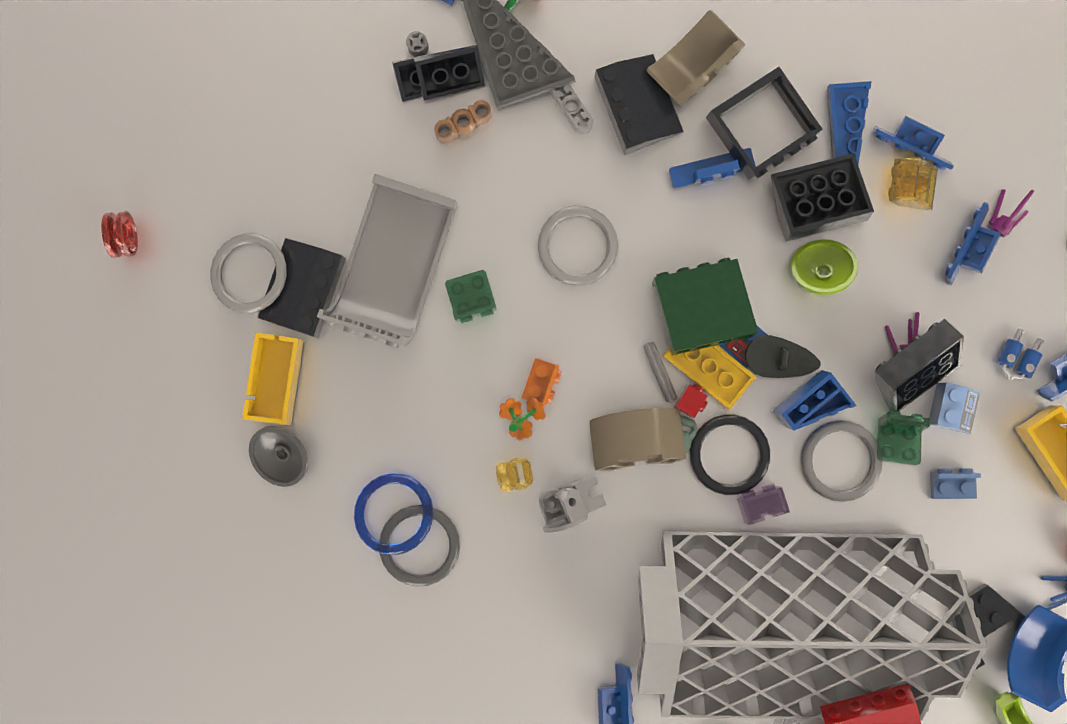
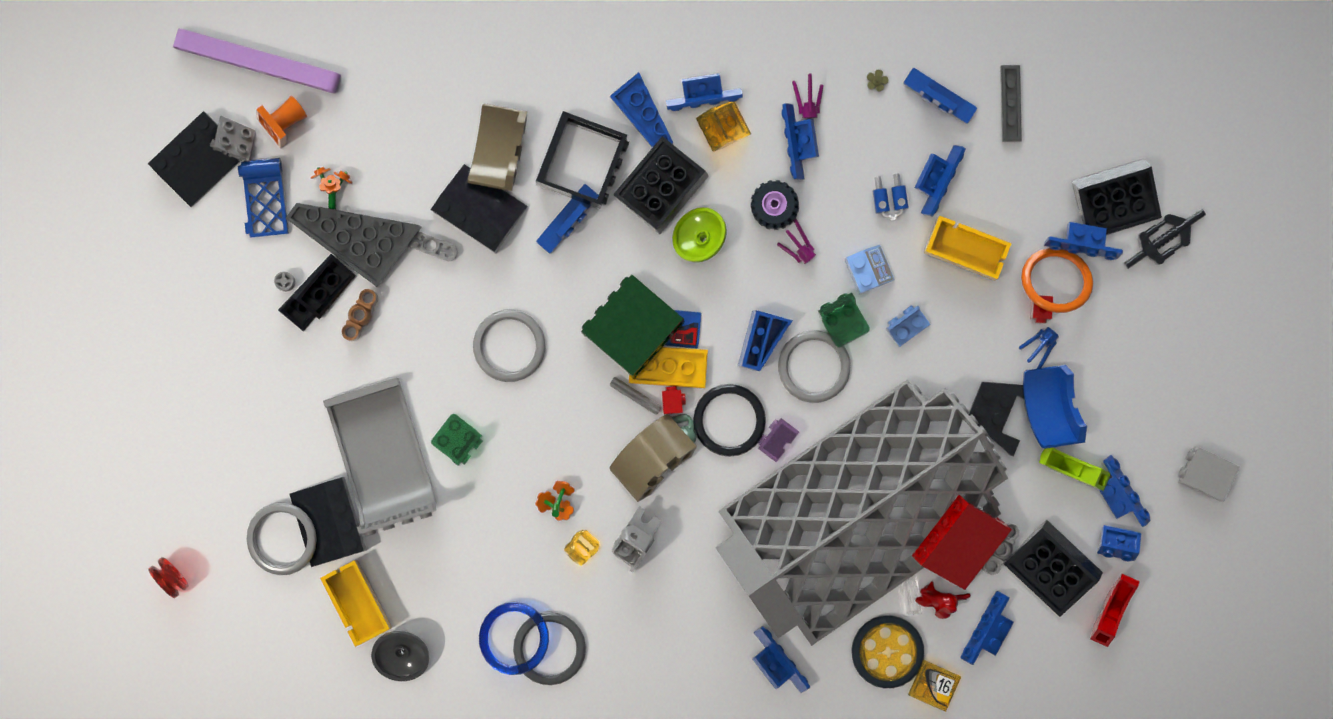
camera: 30 degrees left, 0 degrees up
(541, 381) = (553, 465): orange bracket -> none
(779, 358) = (715, 323): pearl dark grey shield -> none
(912, 288) = (774, 205): none -> black wheel
(920, 365) = (818, 259): black slope -> none

